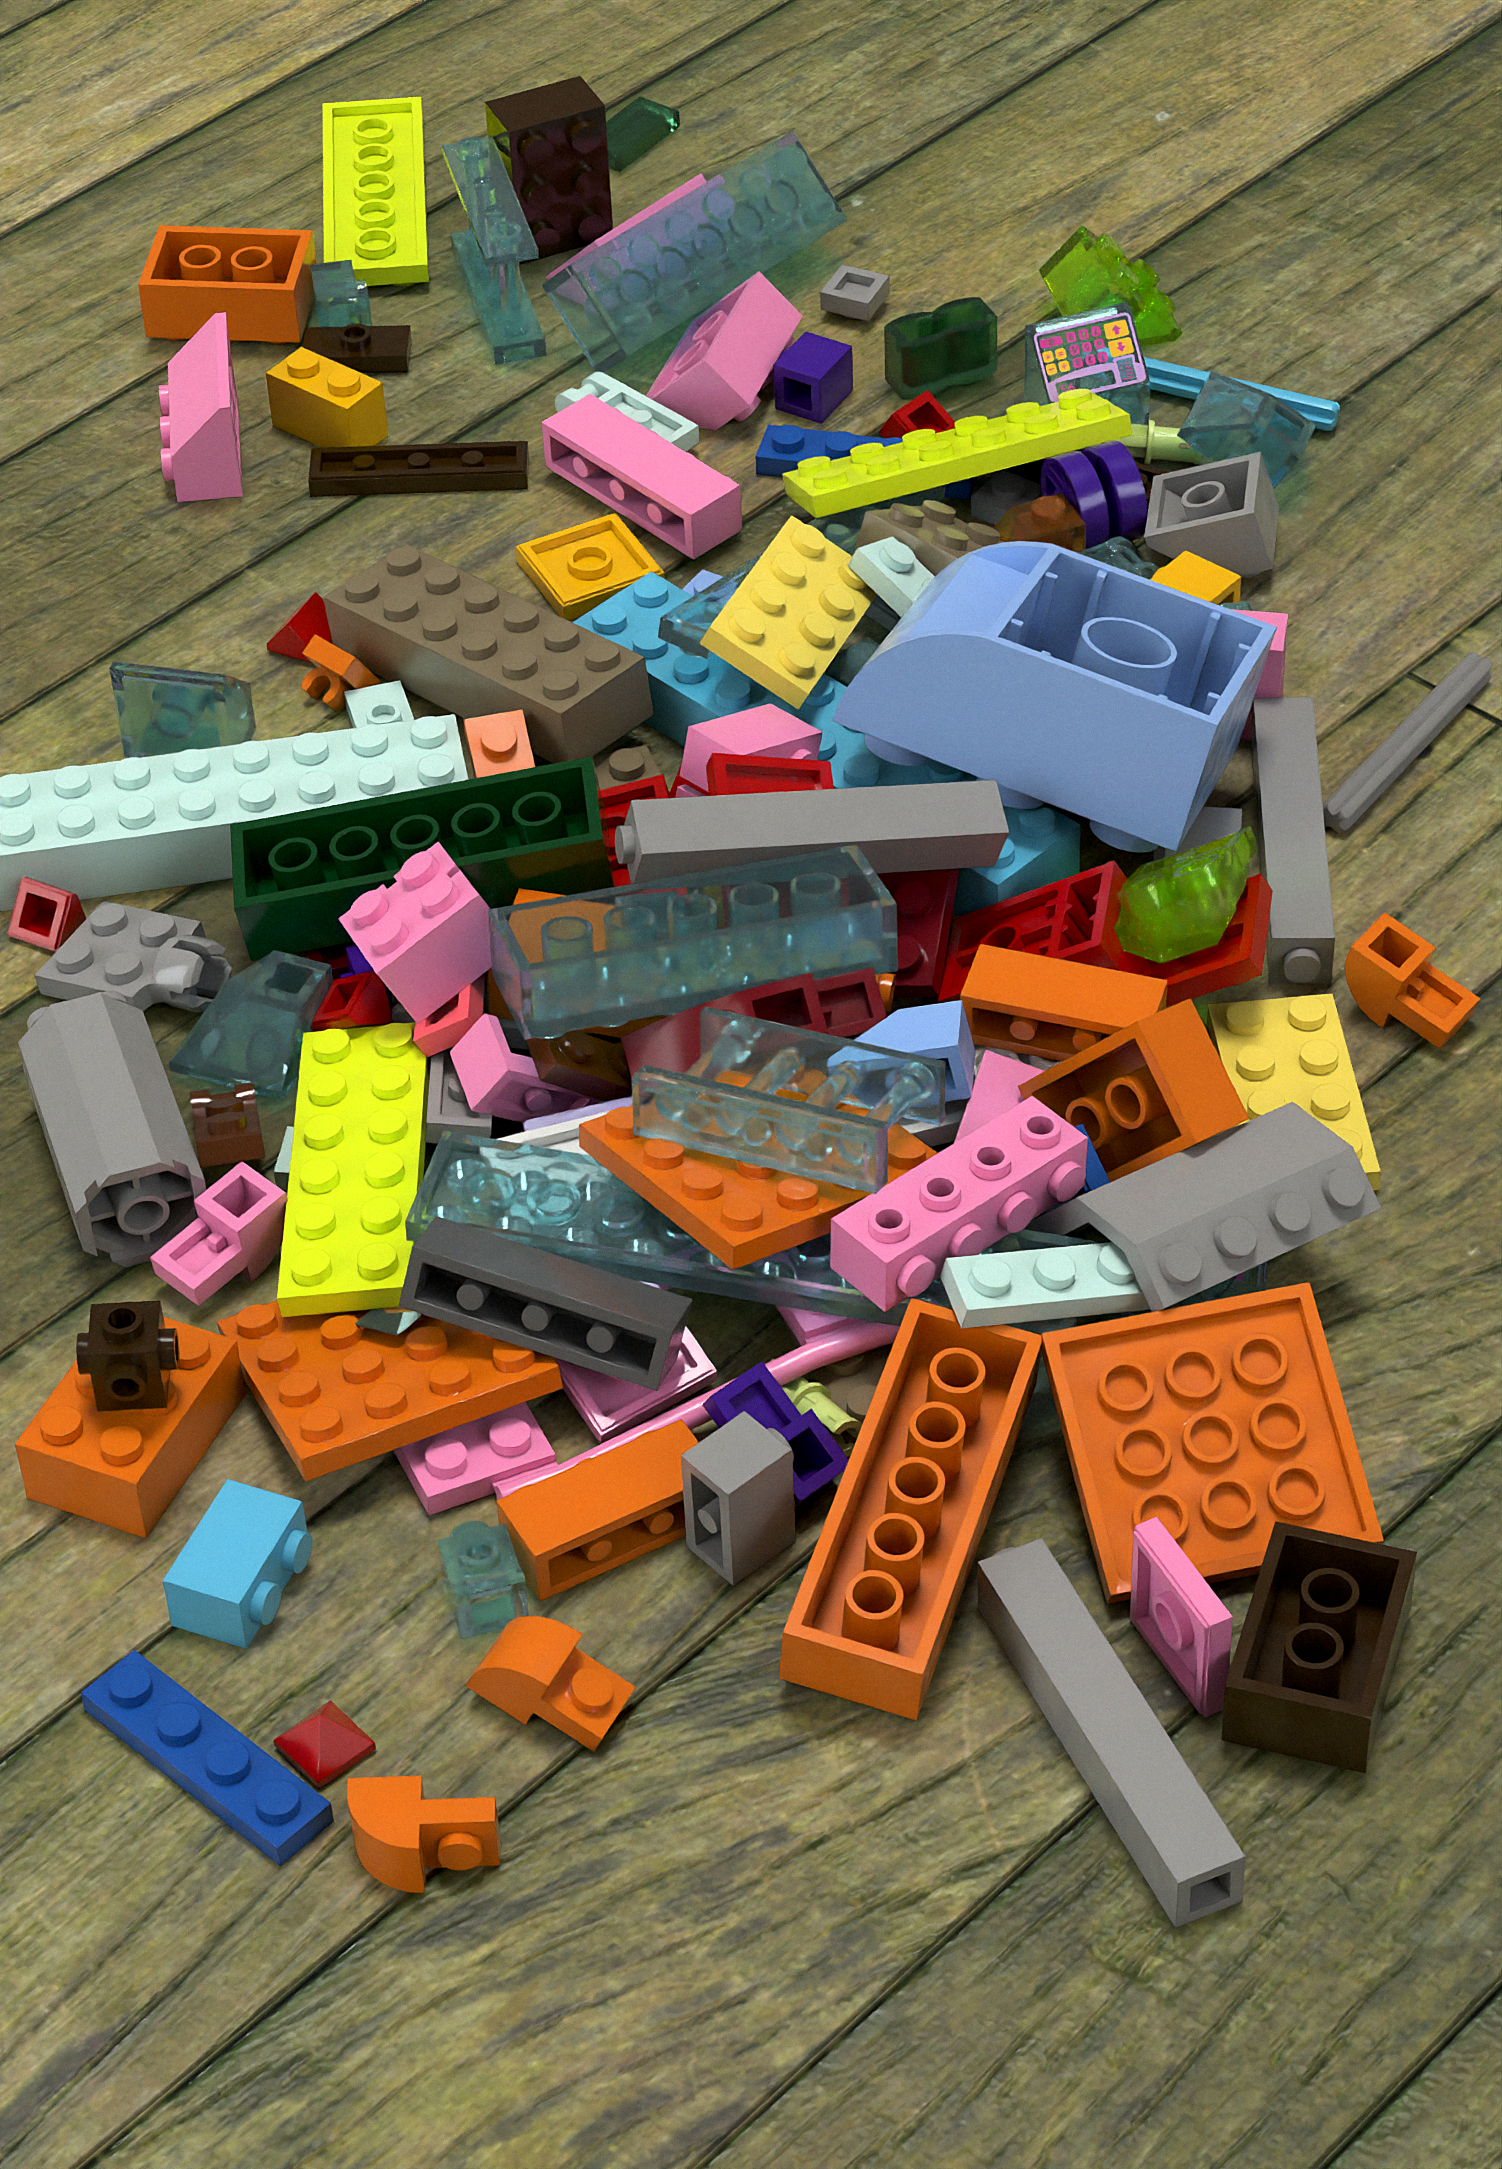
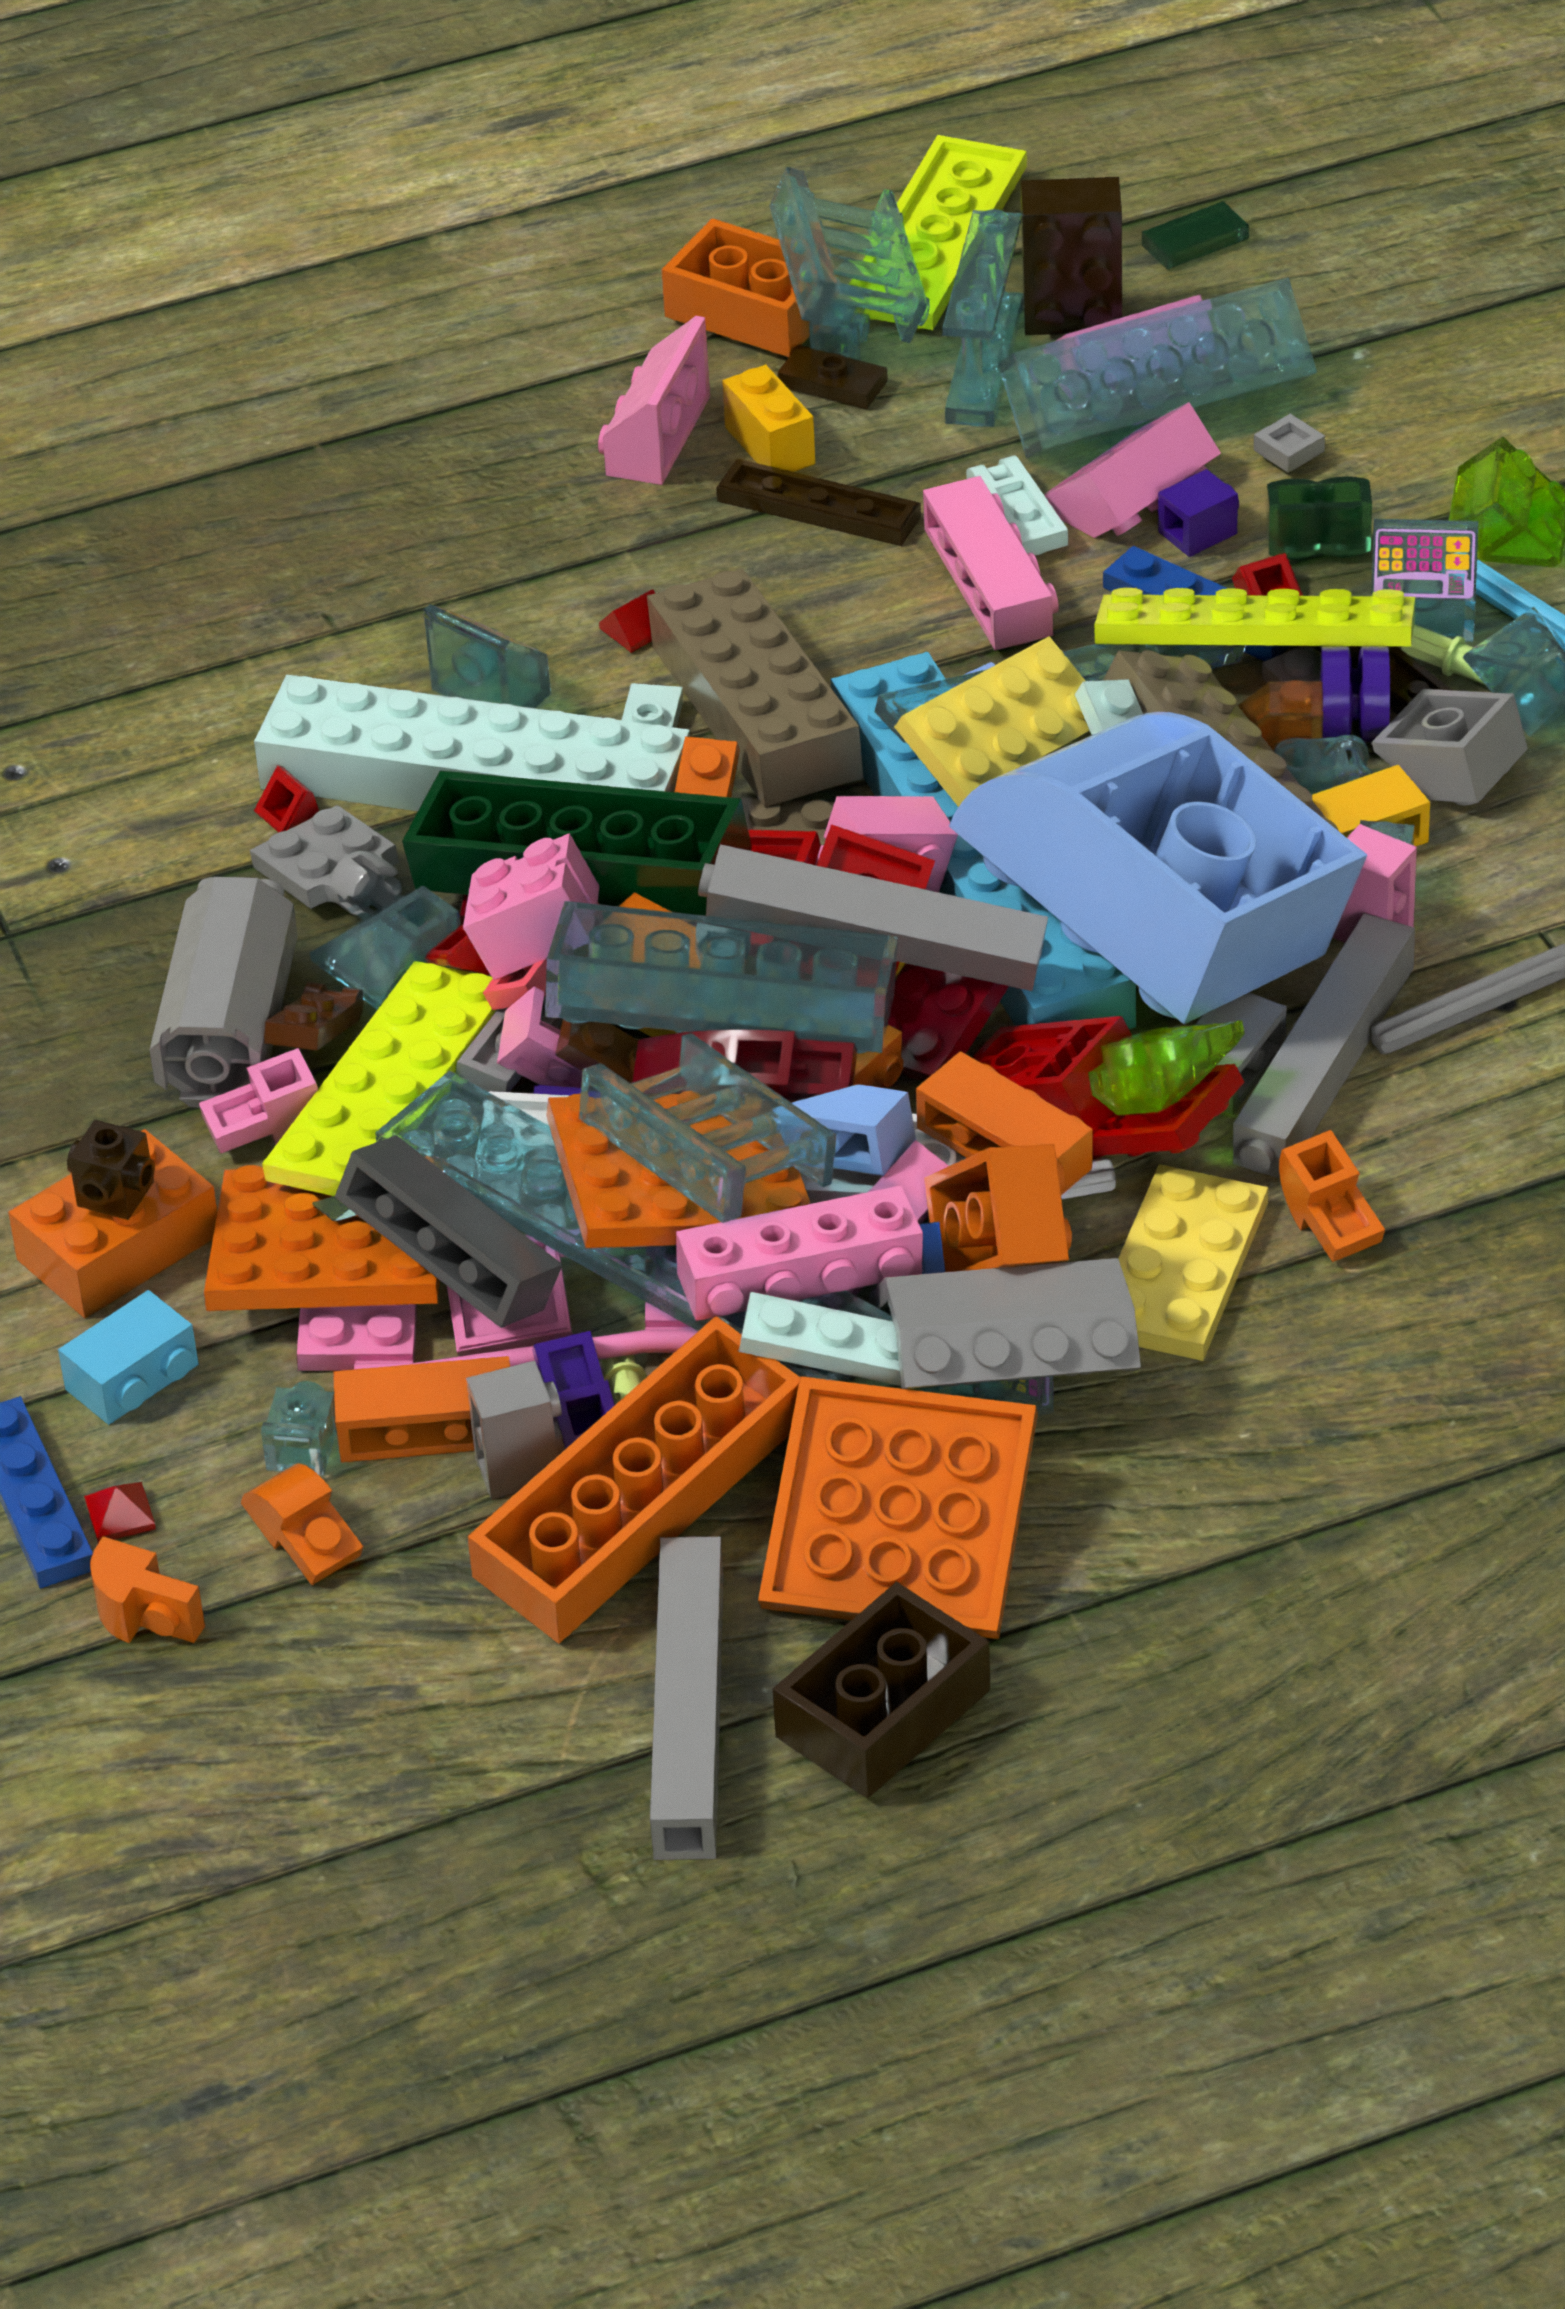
camera: 25 degrees right, 0 degrees up
(308, 245) = (814, 267): none -> clear light blue fence
(336, 670) = (631, 665): orange tile -> none
(585, 564) = (903, 626): yellow tile -> none
(1180, 1617) = (782, 1610): bright pink tile -> none

